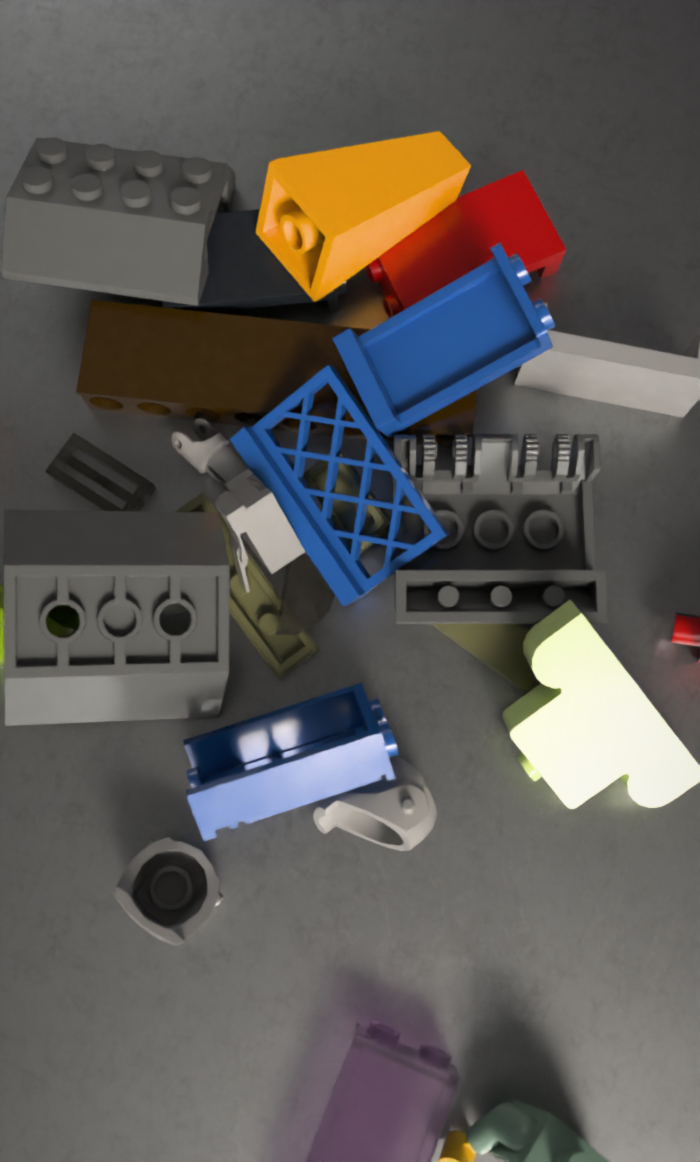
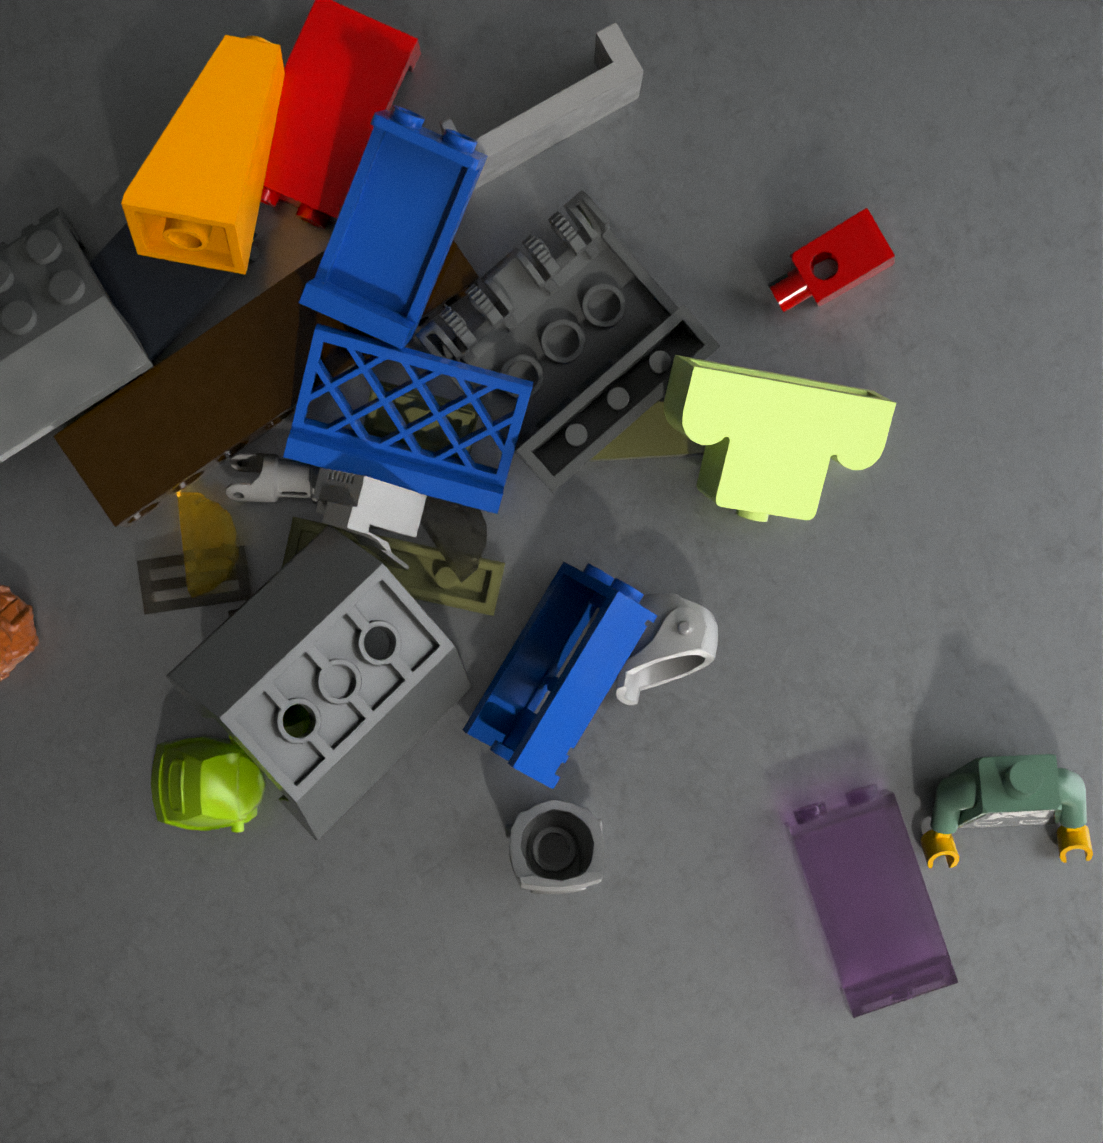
camera: 45 degrees left, 10 degrees up
(129, 459) = (207, 541): none -> clear yellow tile

